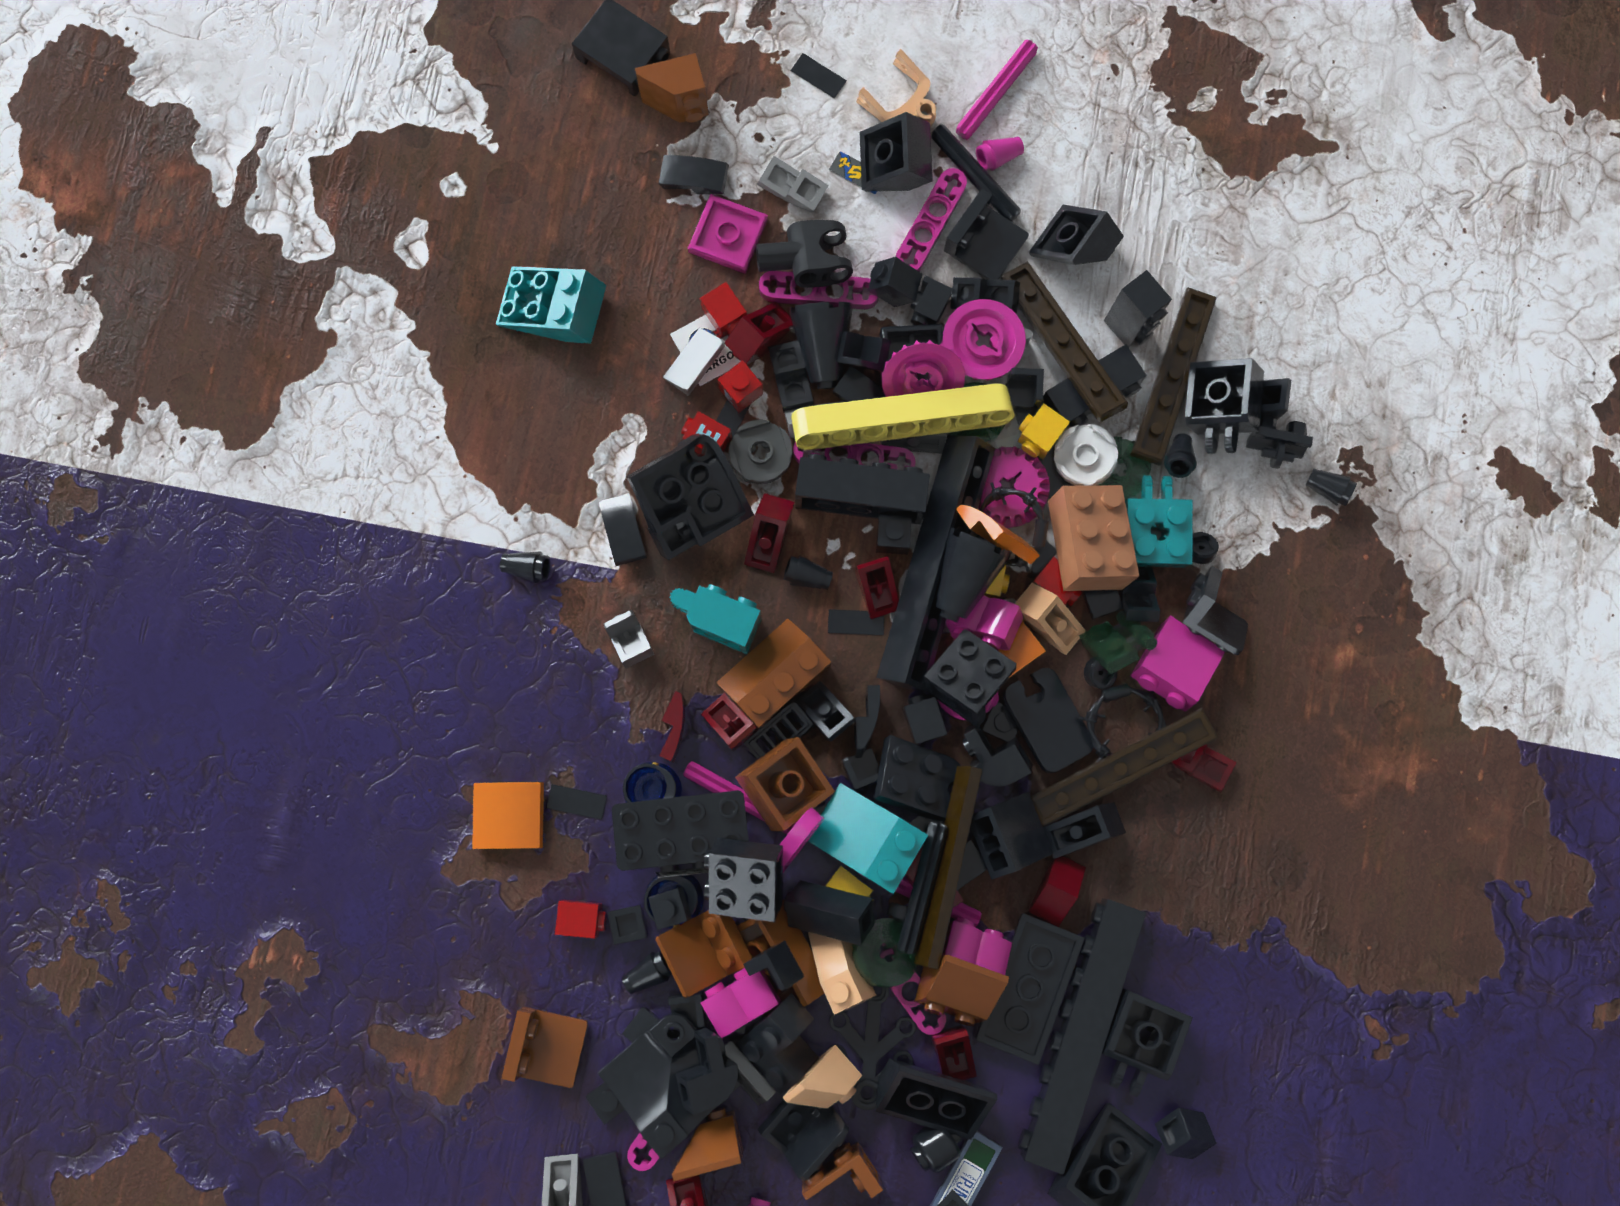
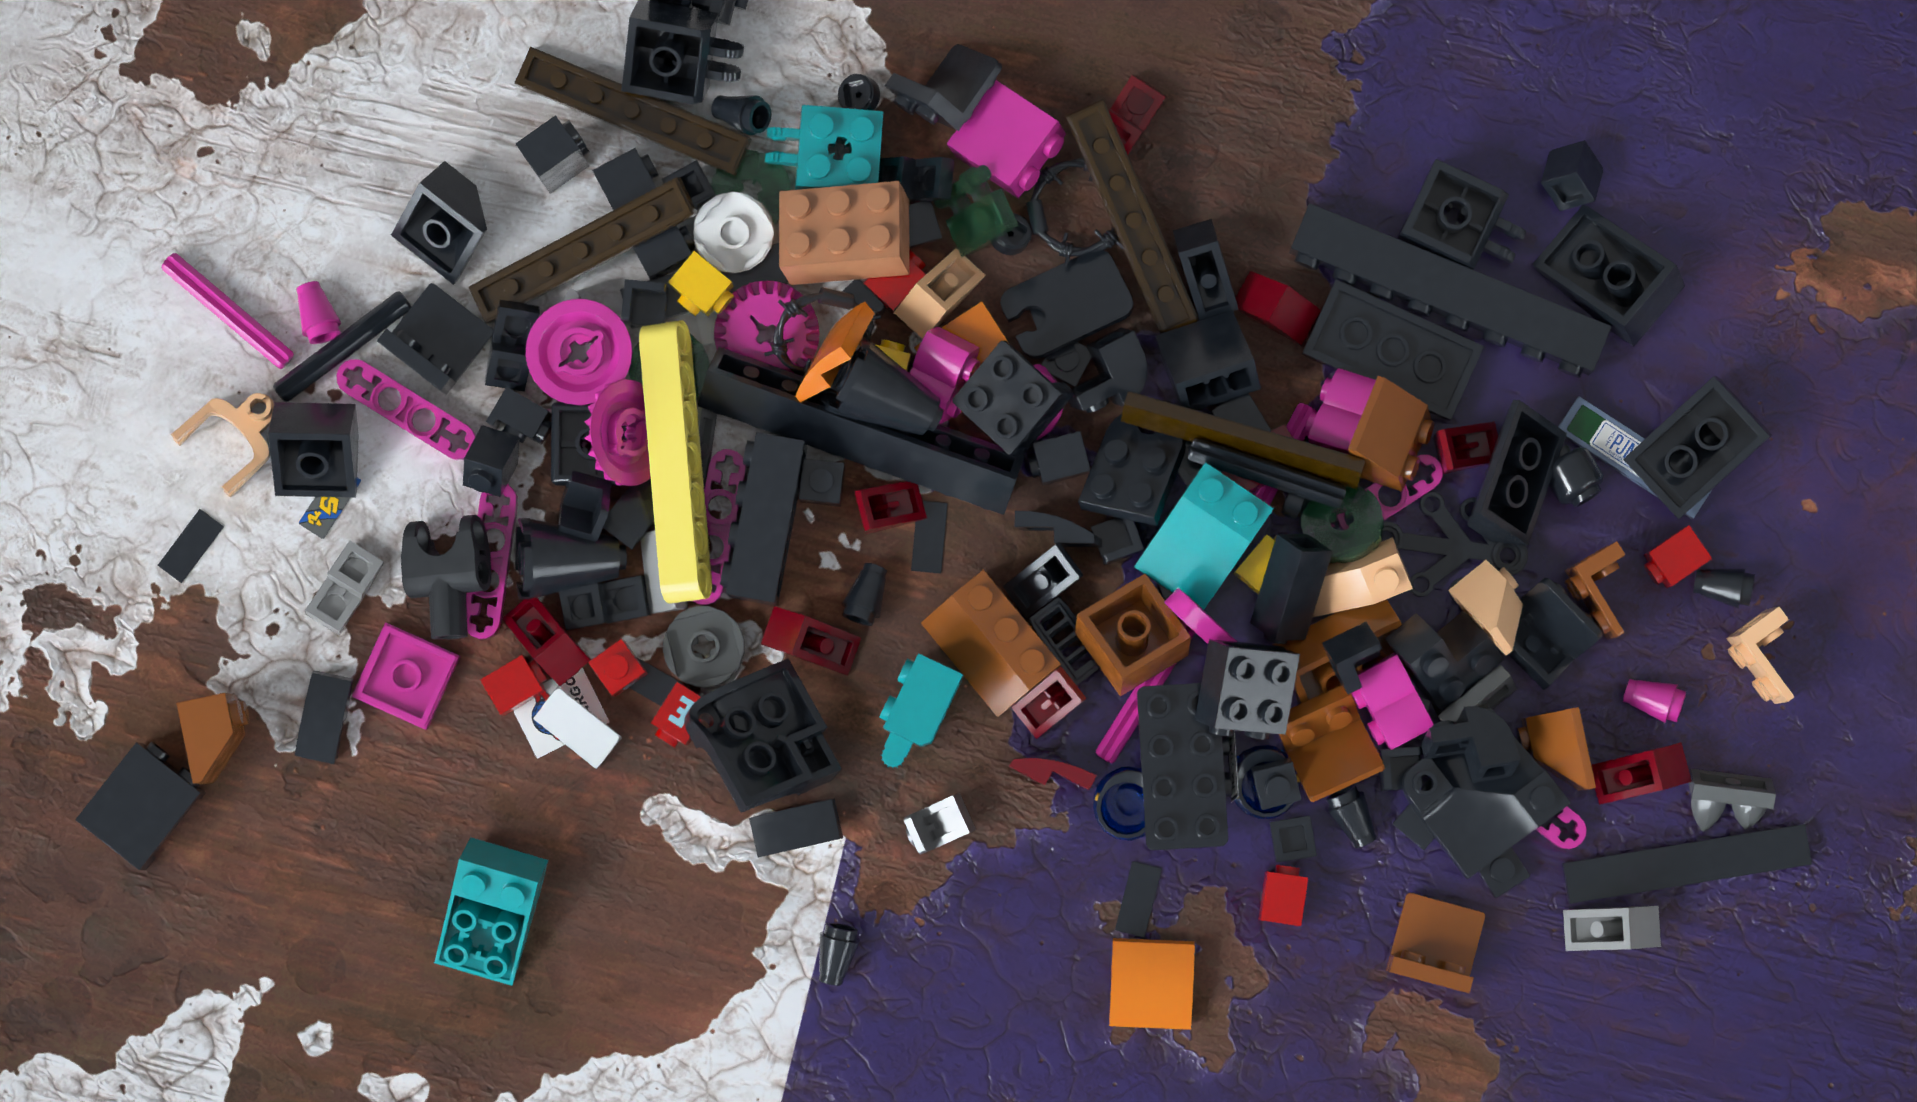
camera: 80 degrees left, 5 degrees up
(1120, 423) = (695, 183): none -> black slope

